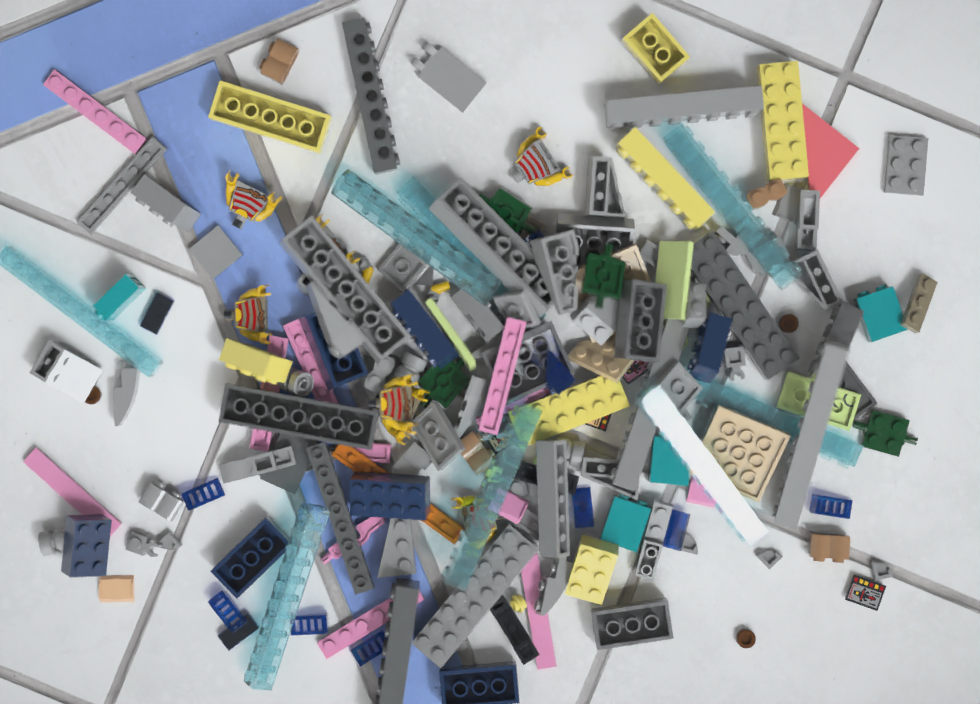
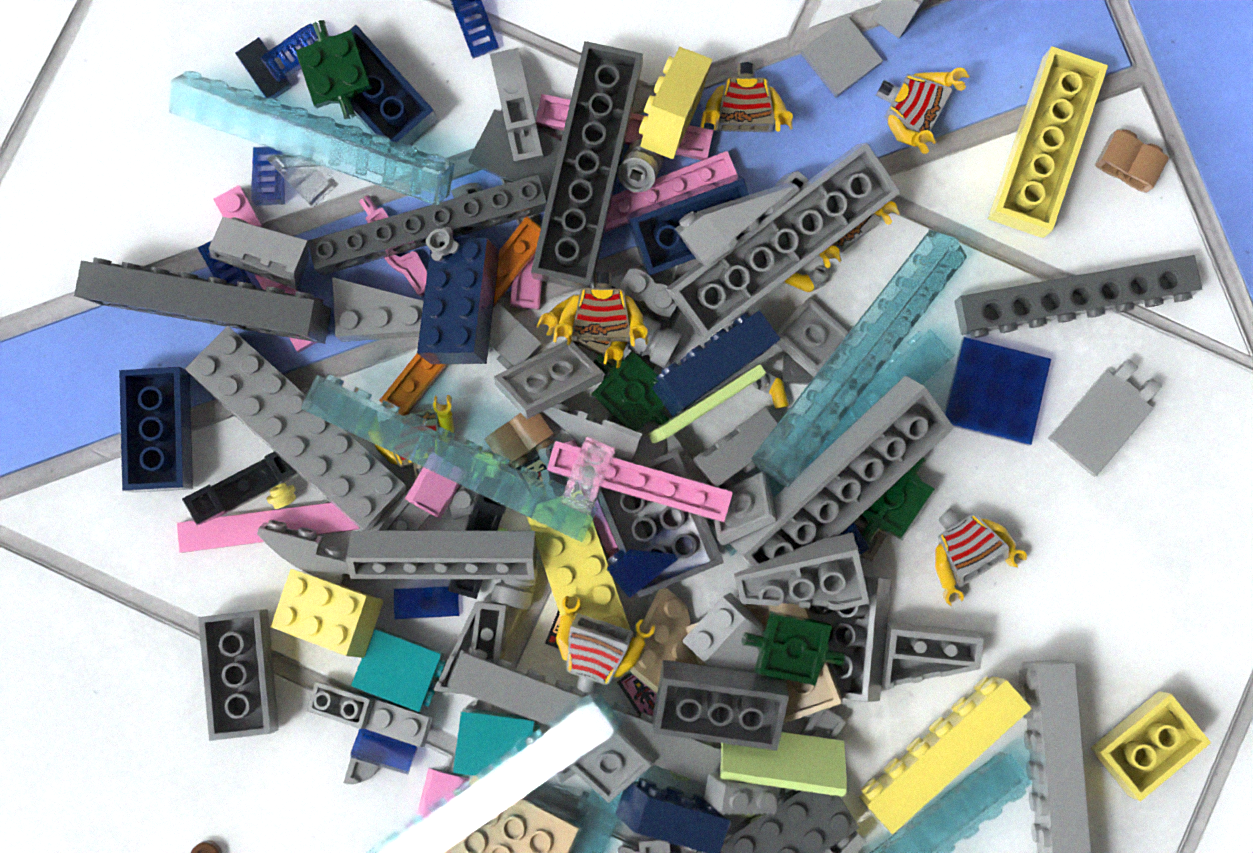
camera: 95 degrees right, 5 degrees down
(241, 583) = (333, 69): none -> dark green plate
(312, 598) = (307, 178): none -> clear slope
(316, 493) = (466, 189): none -> light grey tile
(353, 513) = (436, 238): none -> light grey plate
(362, 625) = (260, 251): none -> light grey wedge
(434, 147) = (997, 391): none -> clear blue plate
(501, 408) = (588, 475): none -> clear slope
(608, 399) = (597, 648): none -> torso

